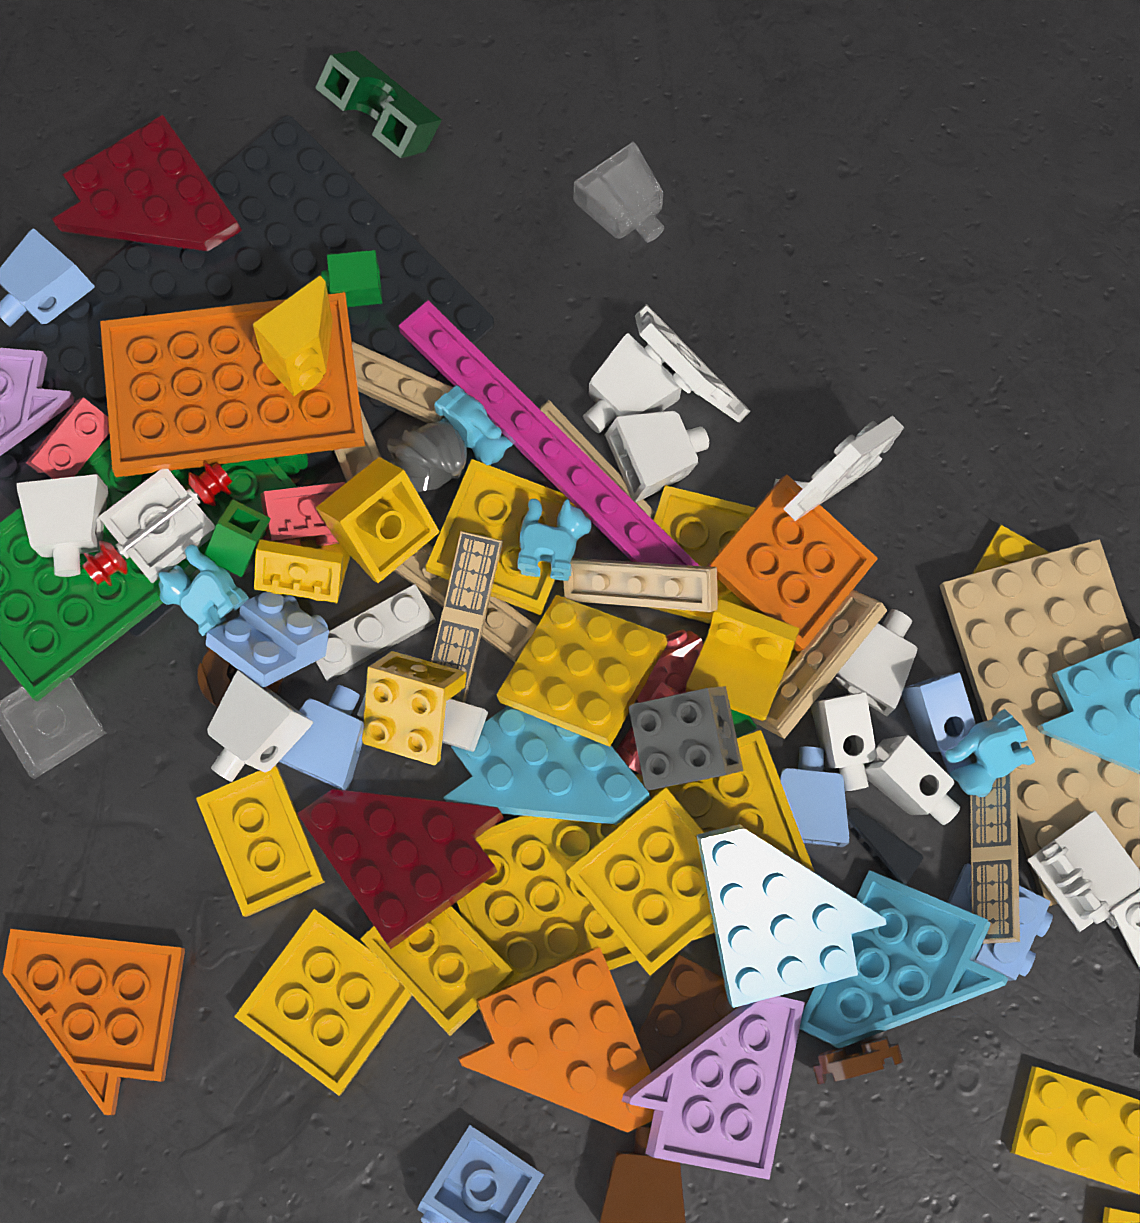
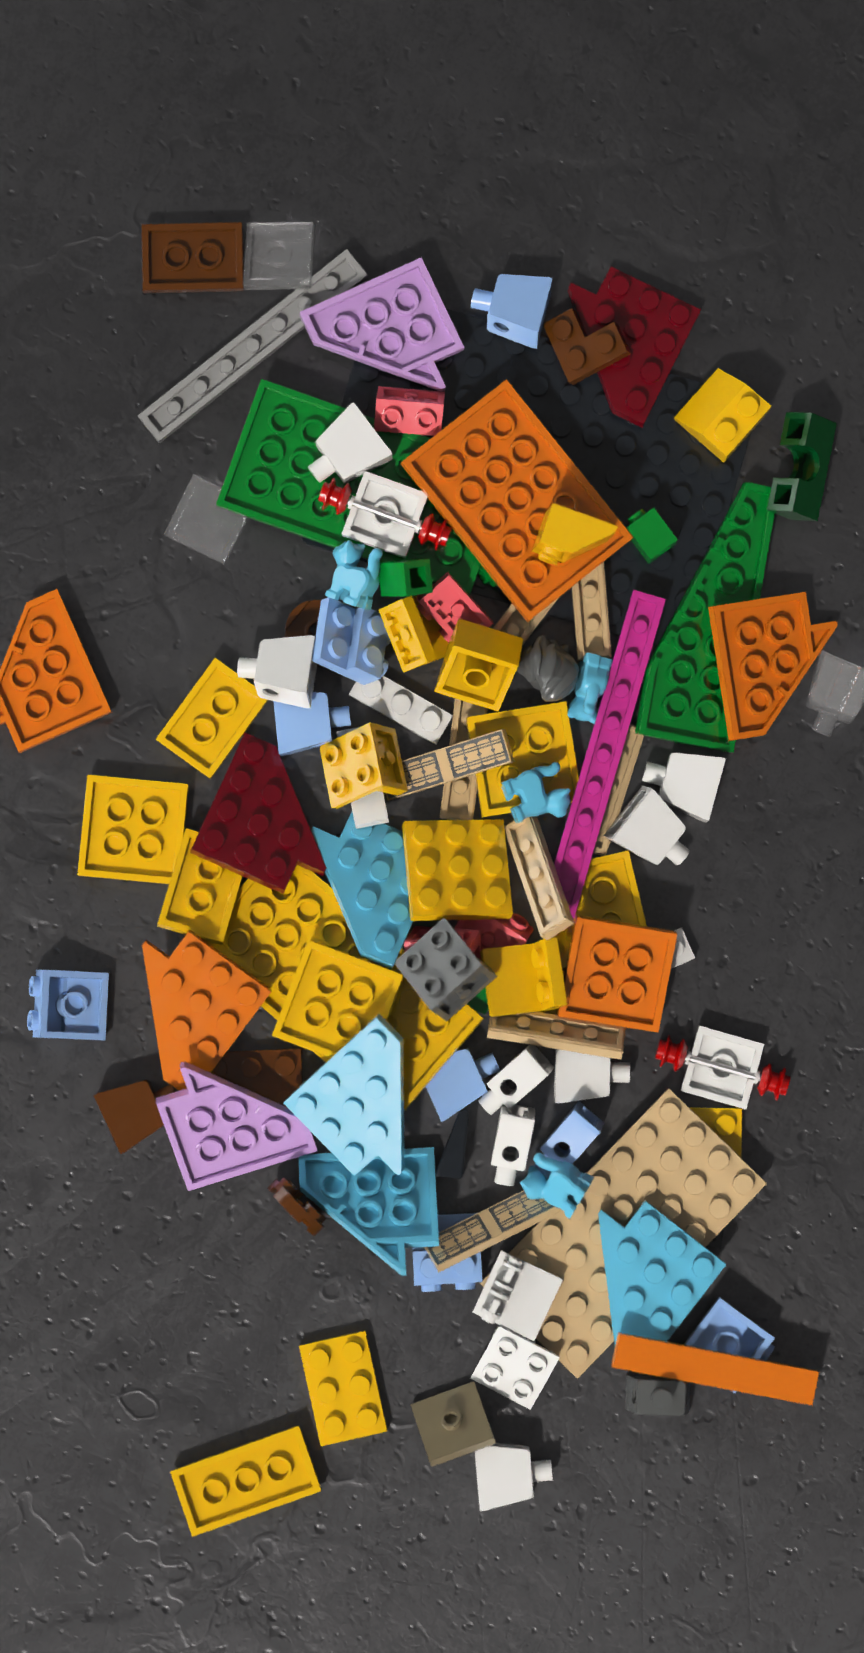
camera: 60 degrees right, 10 degrees up
(130, 241) = (584, 354): none -> reddish brown plate
(277, 145) = (722, 413): none -> yellow slope
(505, 297) = (681, 680): none -> green wing
(546, 243) = (762, 657): none -> orange wing
(690, 370) = (727, 812): white wing -> none
(853, 460) = (709, 972): white wing -> none
(947, 519) = (722, 1067): none -> white plate

